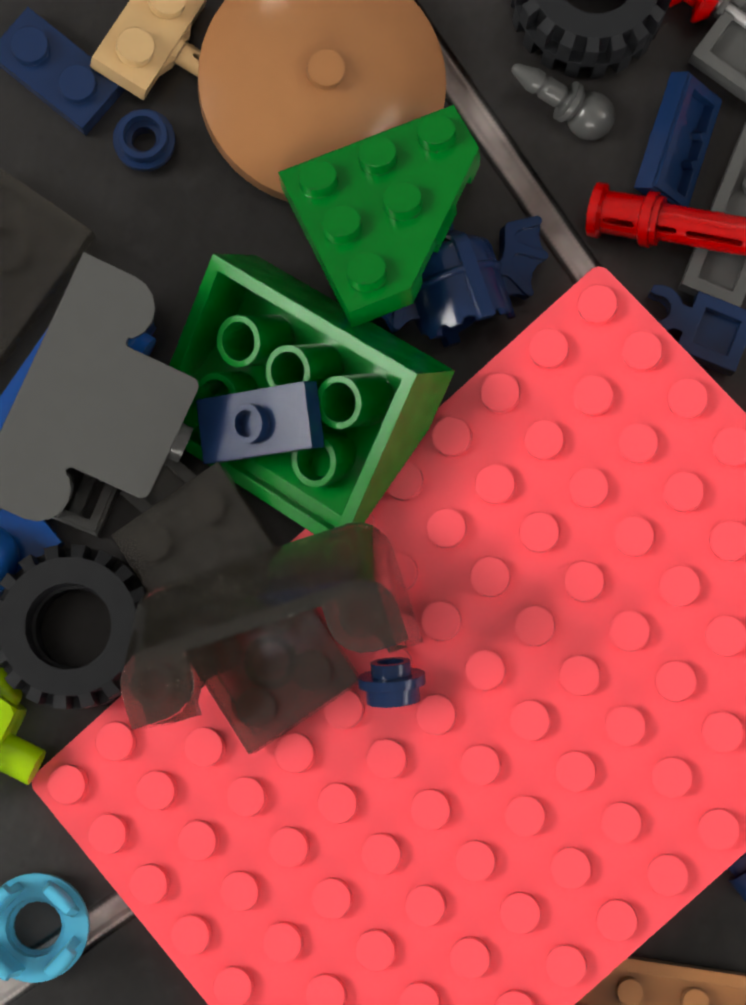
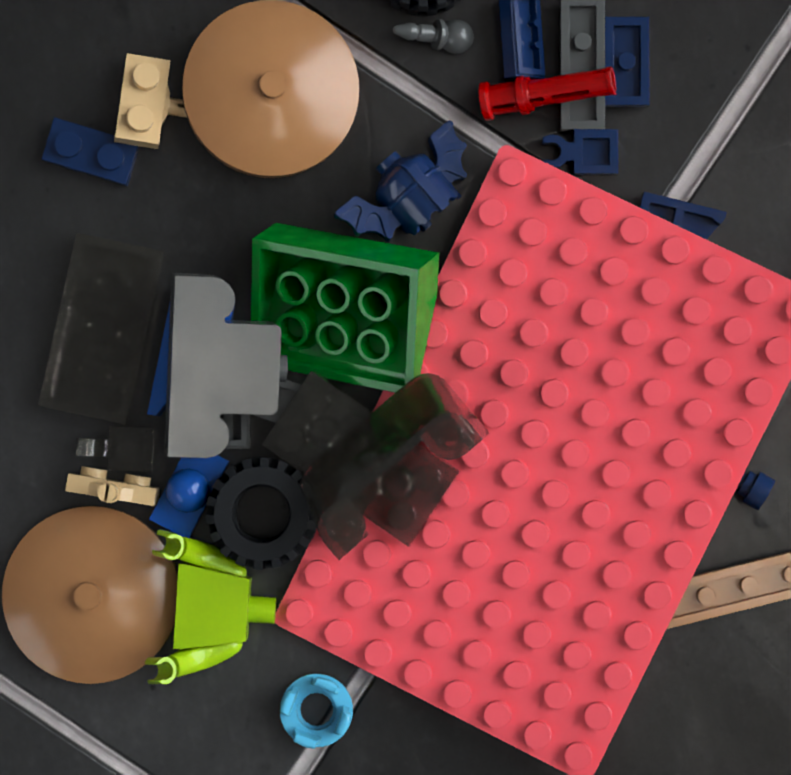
camera: 20 degrees left, 5 degrees up
(138, 123) = (165, 161): dark blue plate -> none
(260, 422) = (328, 335): dark blue plate -> none
(383, 209) = (349, 163): green plate -> none
(392, 683) = (480, 466): dark blue plate -> none

